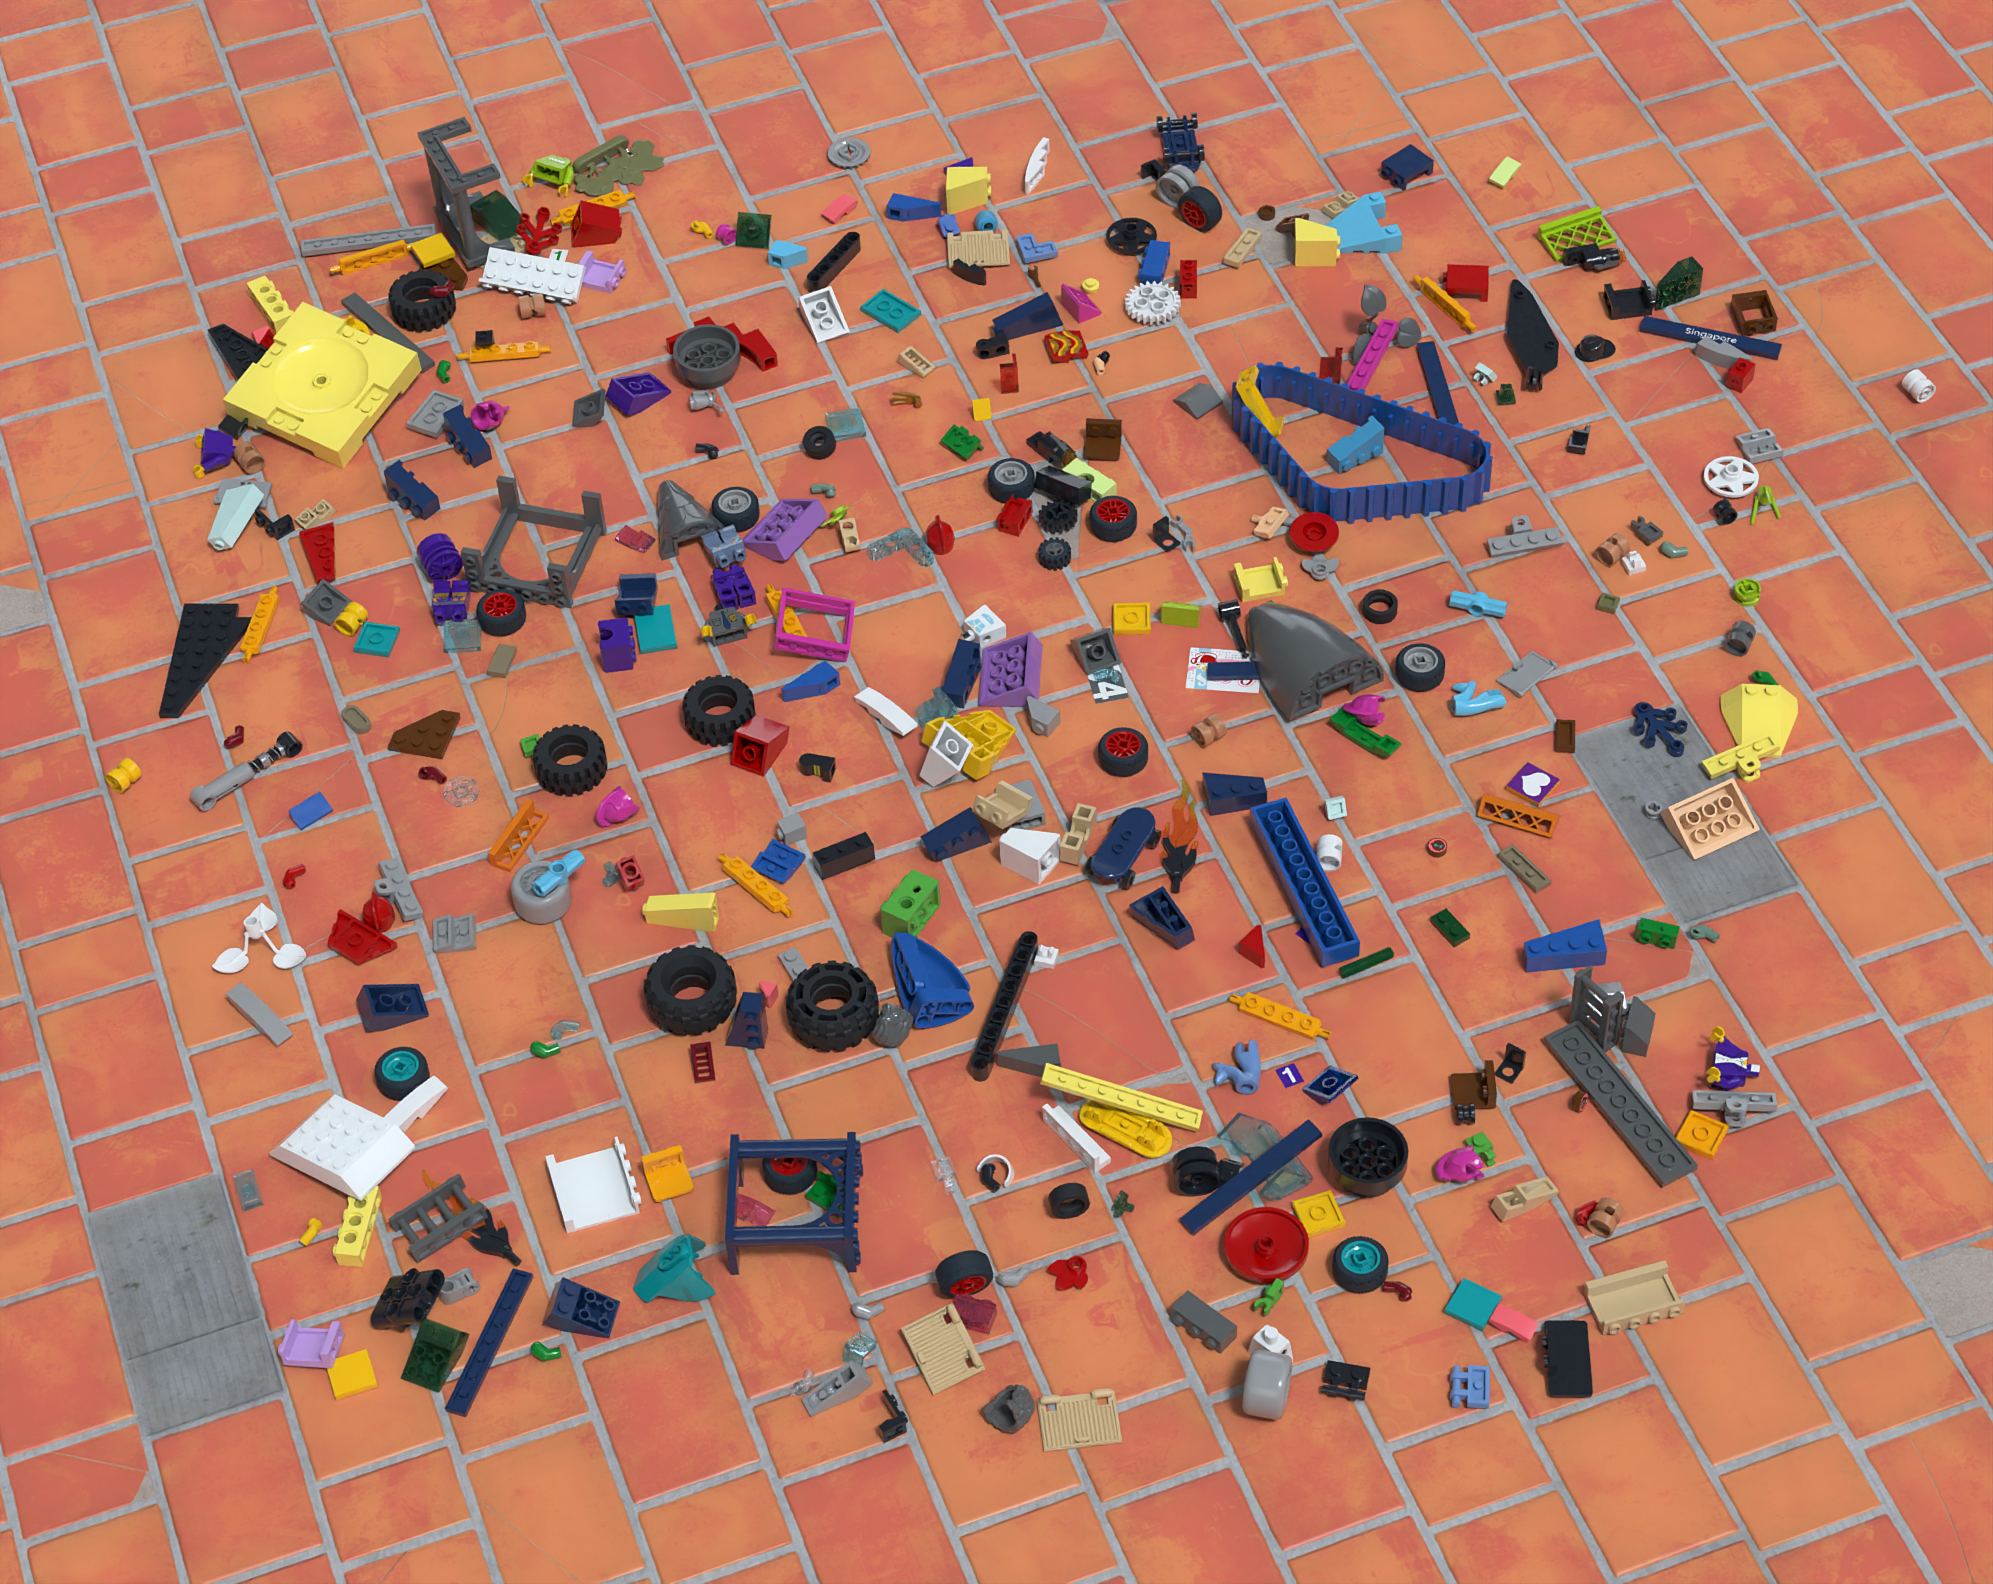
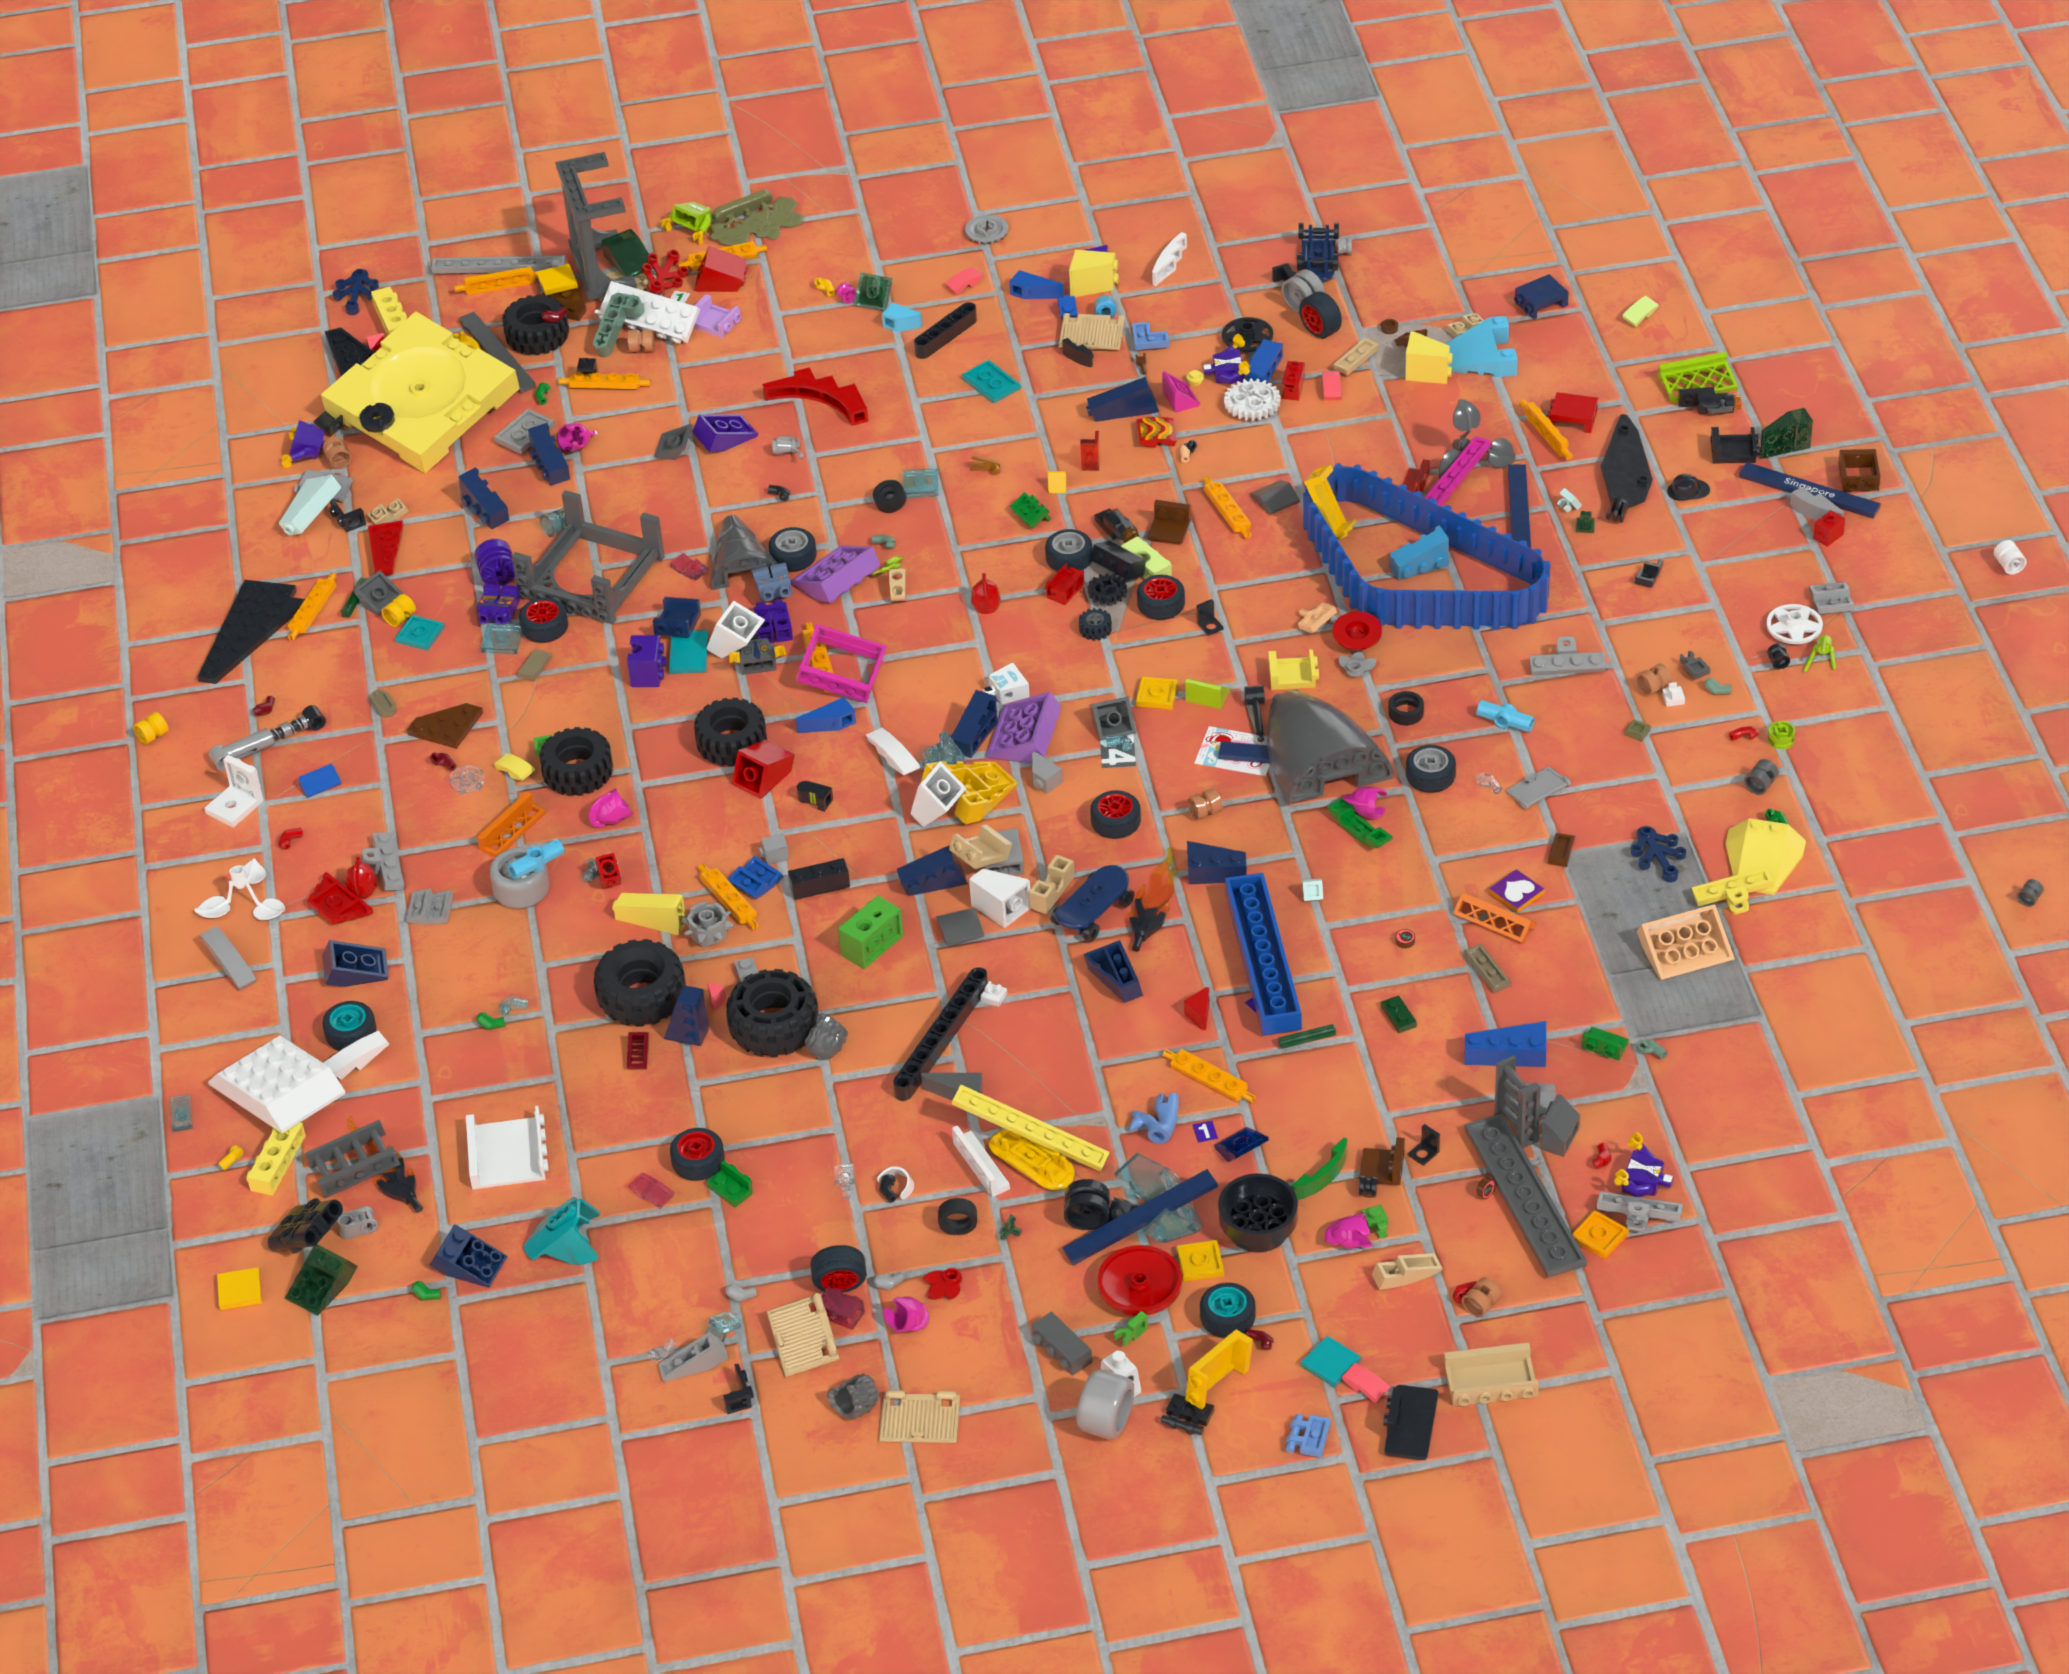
camera: 10 degrees right, 5 degrees down
(228, 267) = (358, 276): none -> dark blue plant
(234, 832) = (242, 793): none -> white bracket
(286, 425) = (377, 425): none -> black tile
(300, 613) = (352, 601): none -> dark green axle
(311, 1345) = (207, 1258): lavender panel -> none
(488, 507) = (553, 522): none -> clear light blue plant
(489, 1343) = (375, 1277): dark blue tile -> none
(495, 310) = (618, 308): none -> sand green beam
(507, 771) = (515, 766): none -> light yellow slope
(667, 1173) = (578, 1145): light orange bracket -> none
(700, 603) = (734, 630): none -> white slope
(707, 355) = (798, 403): dark grey wheel -> none
(743, 917) = (707, 924): none -> light grey brick
(823, 315) = (922, 377): white slope -> none
(837, 1238) = (720, 1218): dark blue arch -> none
(905, 539) = (954, 595): clear light blue beam -> none
(912, 353) = (994, 424): tan slope -> none
(928, 982) = (871, 1003): blue panel -> none
(993, 346) = (1082, 425): black leg -> none
(996, 889) = (960, 926): none -> dark grey slope
(1043, 1313) = (909, 1315): none -> dark pink helmet
(1121, 270) = (1228, 364): none -> dark purple torso
(1155, 416) = (1227, 507): none -> light orange plate
(1189, 541) = (1231, 627): light grey piece -> none
(1204, 135) = (1344, 246): none -> light grey wheel
(1226, 279) = (1331, 385): none -> coral slope
(1329, 852) = (1295, 930): white wheel -> none
(1378, 1312) = (1229, 1354): none -> yellow panel
(1406, 1120) = (1307, 1185): none -> green slope
(1464, 706) = (1468, 808): medium azure piece -> none
(1478, 673) = (1488, 781): none -> clear arm
(1657, 806) = (1631, 923): light grey bush -> none
(1686, 1052) = (1604, 1156): none -> red arm
(1708, 593) = (1742, 731): none -> red arm

